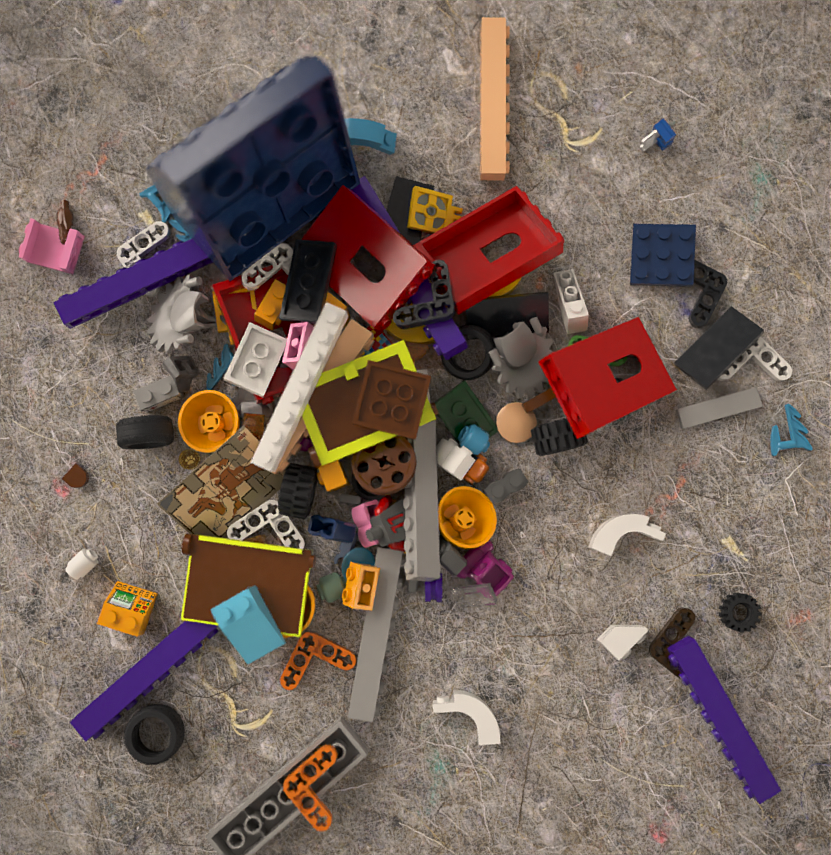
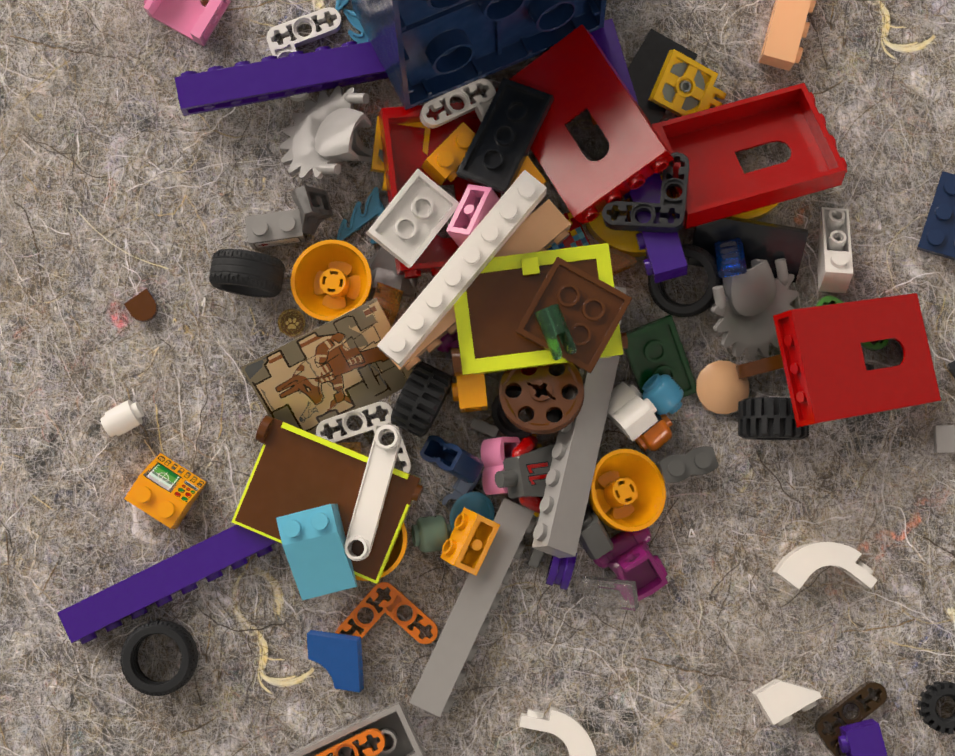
camera: 15 degrees right, 0 degrees up
(278, 571) = (372, 493): none -> white piece
(287, 696) = (339, 656): none -> blue tile
(377, 411) = (553, 324): none -> clear green hinge
(496, 327) = (730, 258): none -> clear blue slope

